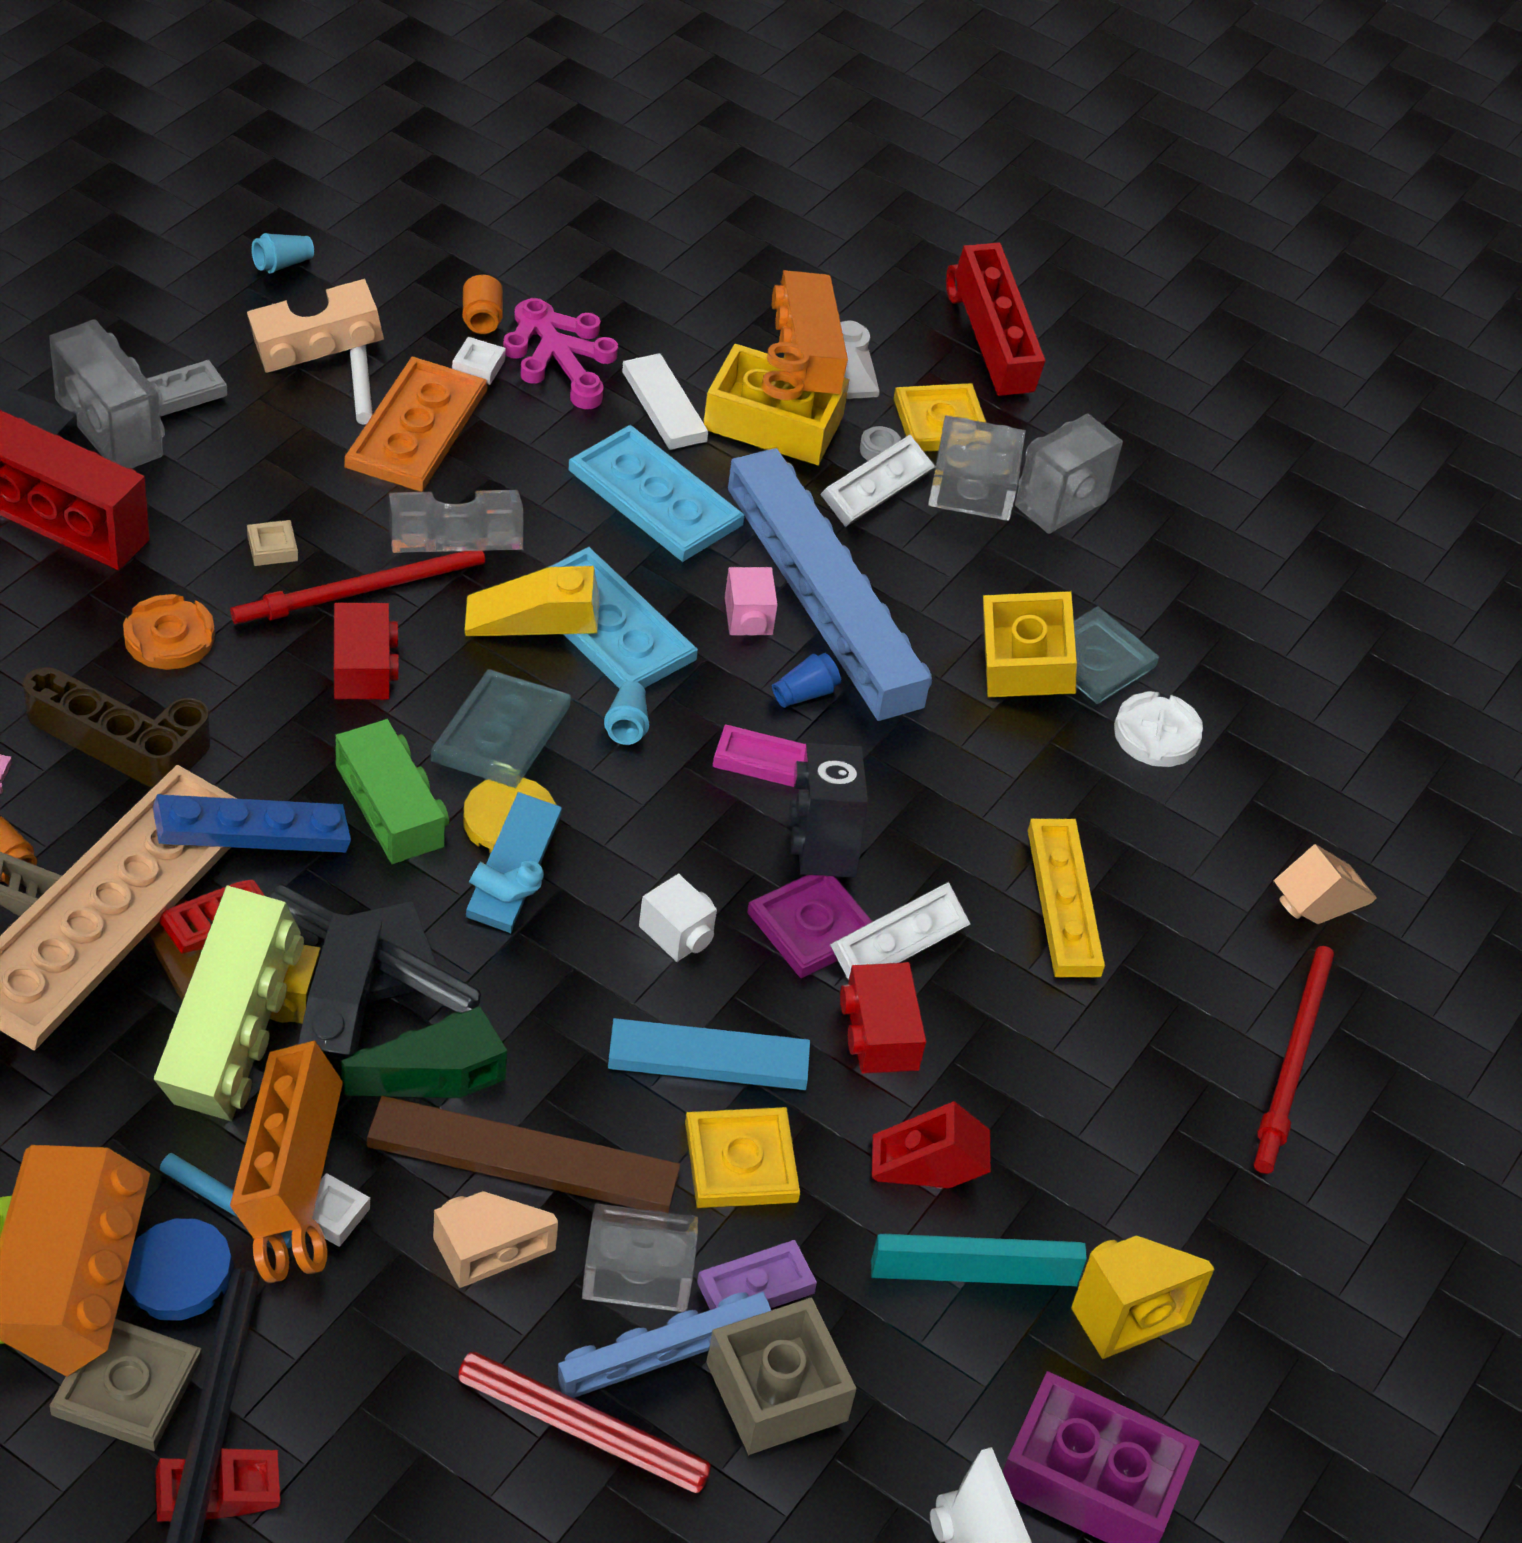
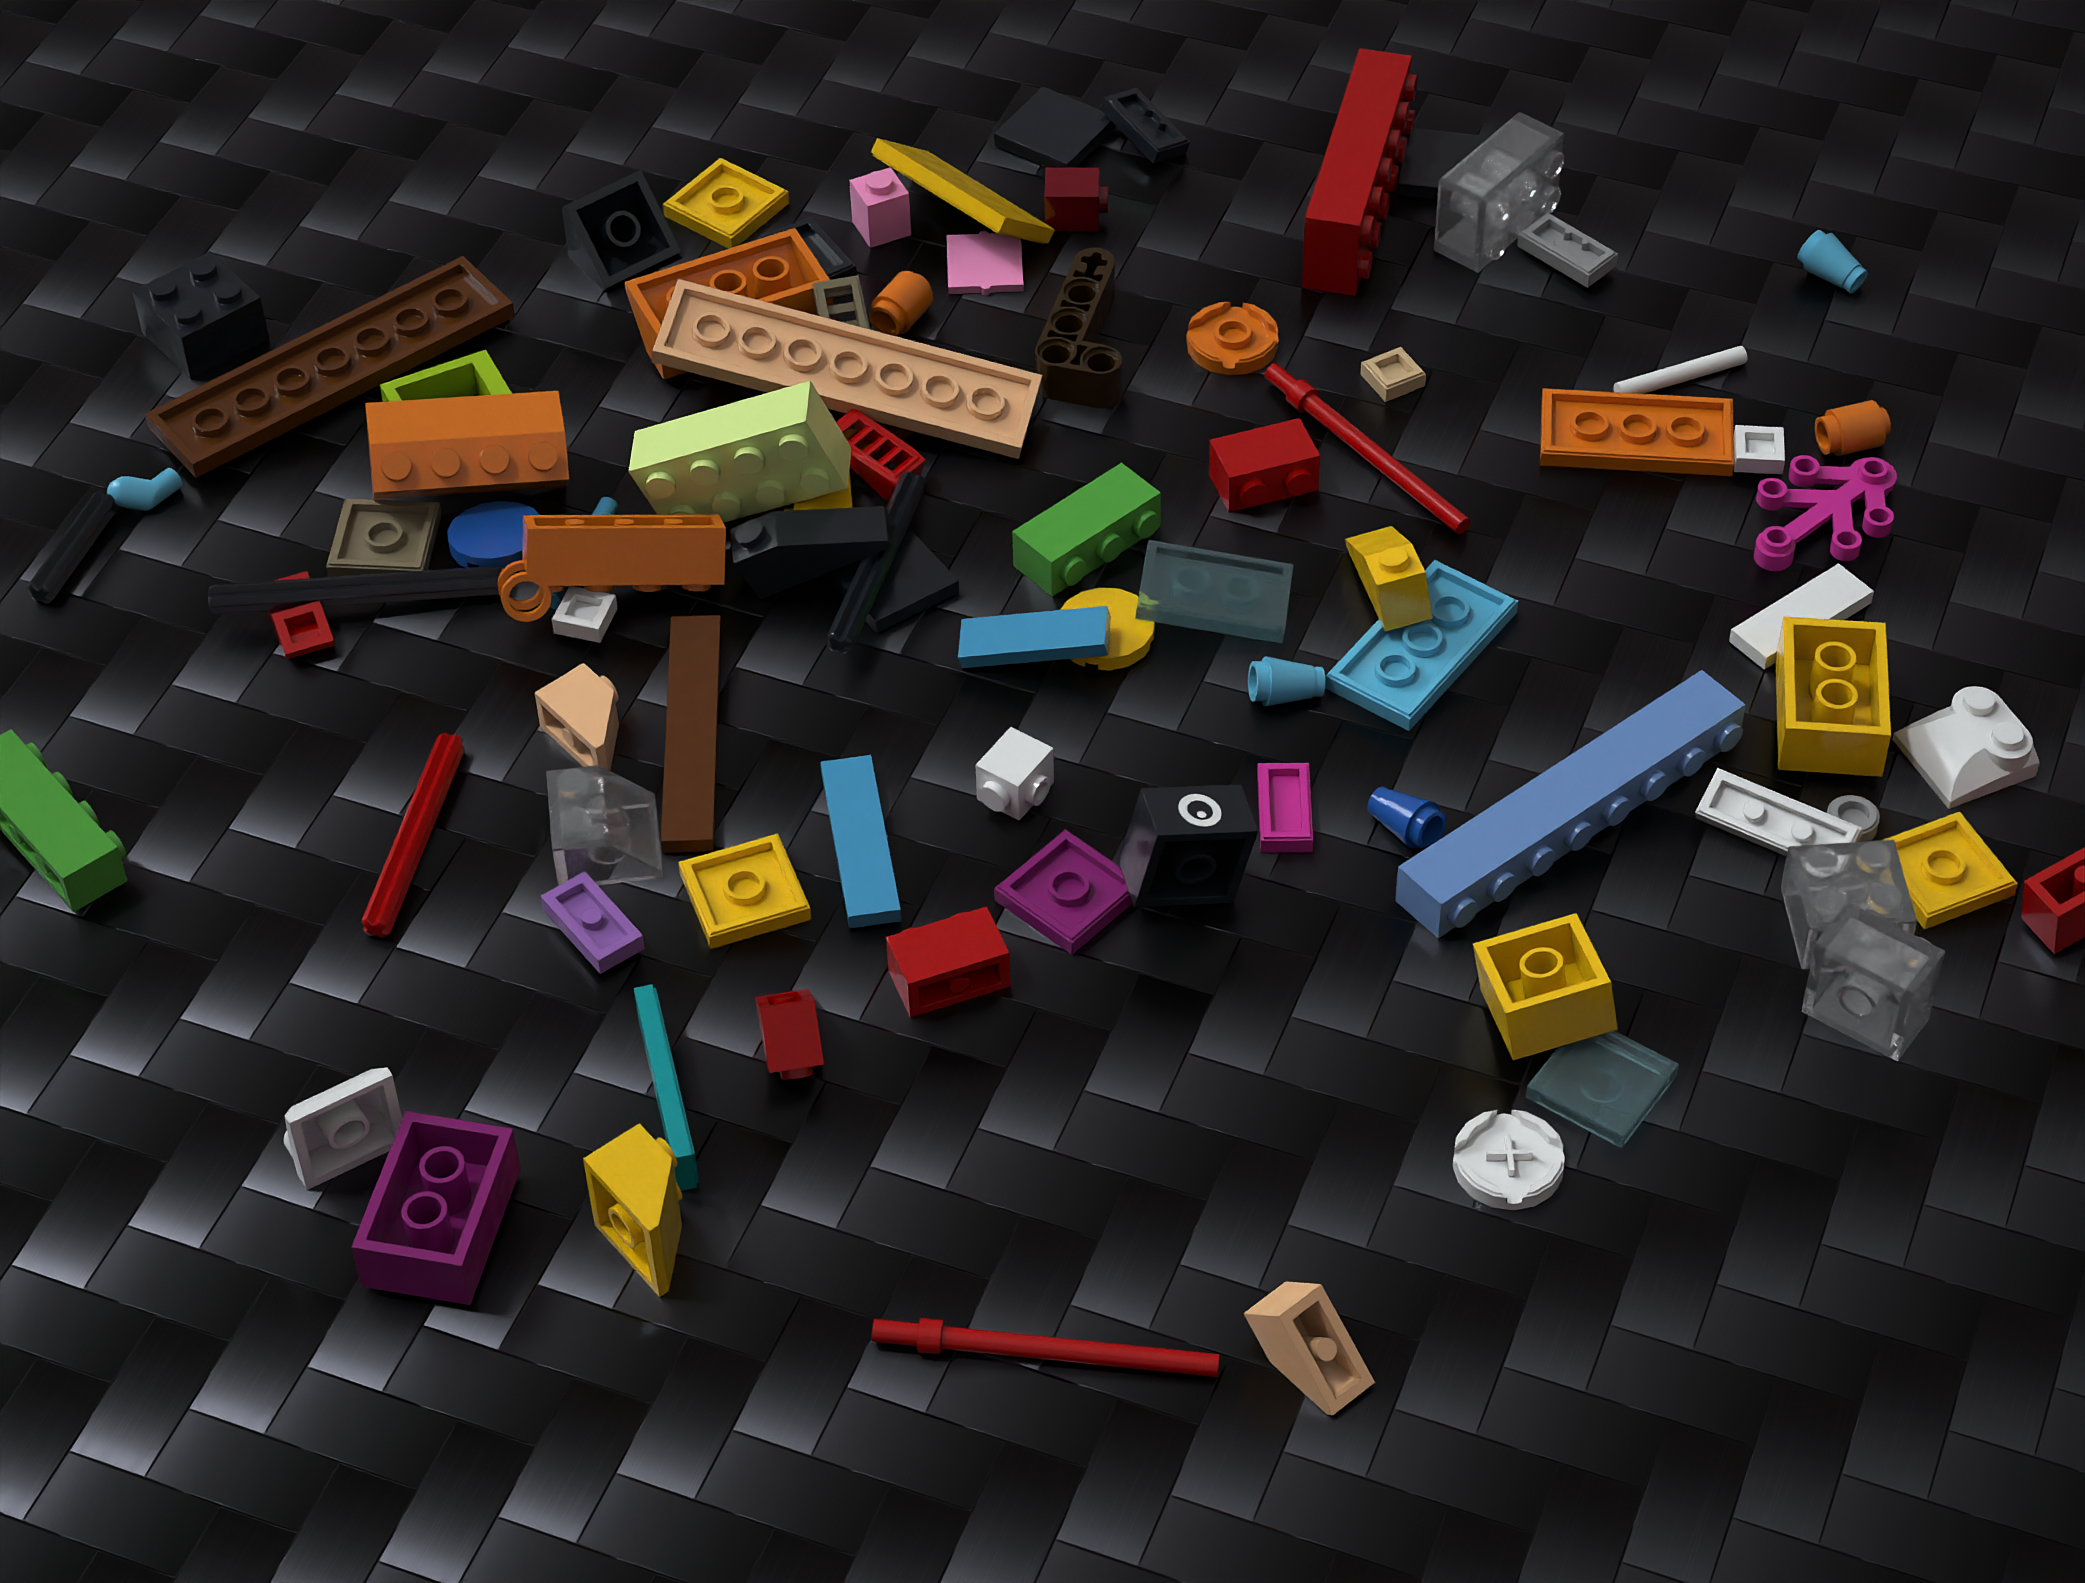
camera: 85 degrees right, 0 degrees up
(250, 823) = (991, 440): blue plate -> none
(292, 339) = (1734, 327): light nougat arch -> none
(428, 525) = (1493, 509): clear arch -> none
(434, 1062) = (776, 645): dark green slope -> none
(509, 885) = (989, 630): medium azure arm -> none
(644, 1351) = (486, 849): medium blue plate -> none
(656, 492) = (1645, 639): medium azure tile -> none
(750, 601) = (1501, 744): bright pink brick -> none
(780, 1375) = (478, 945): dark tan brick -> none
(808, 337) = (1925, 673): orange hinge -> none
(903, 931) = (1073, 959): white tile -> none
(1065, 898) = (1187, 1095): yellow plate -> none

